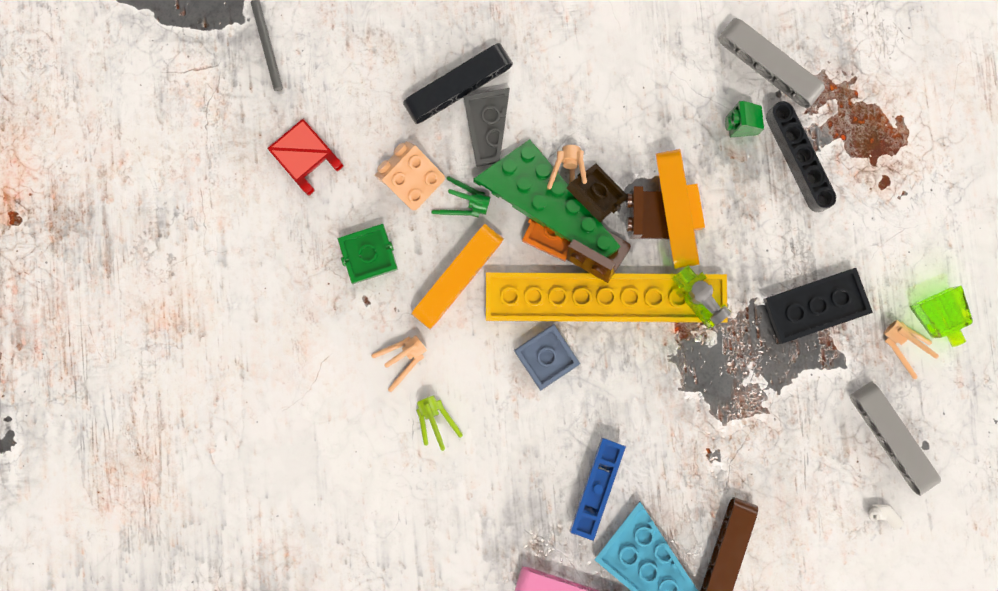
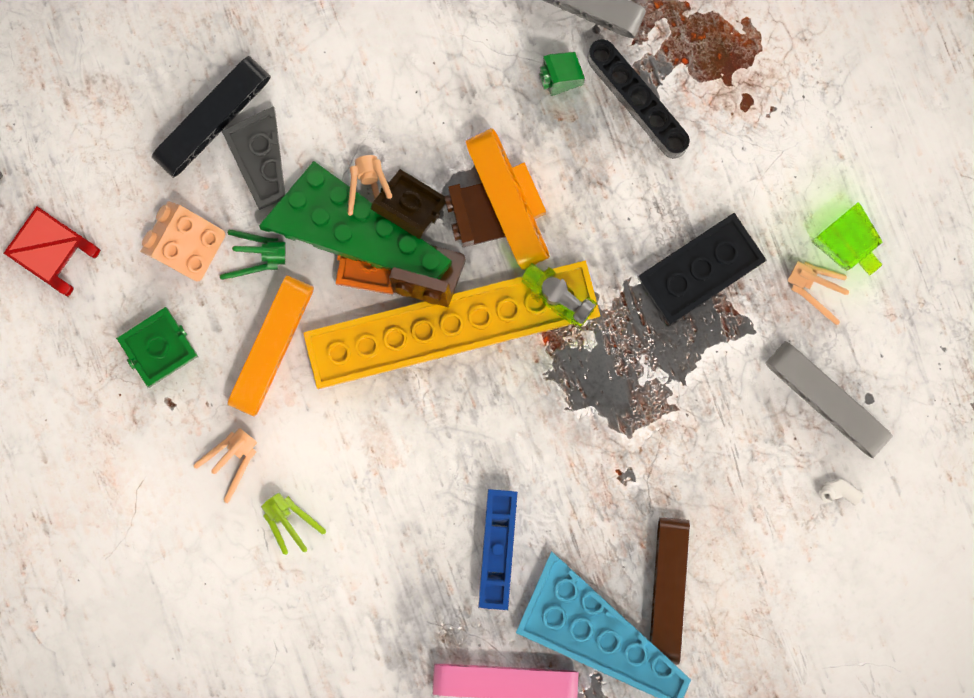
camera: 20 degrees left, 0 degrees up
(547, 357) = (400, 412): sand blue plate -> none

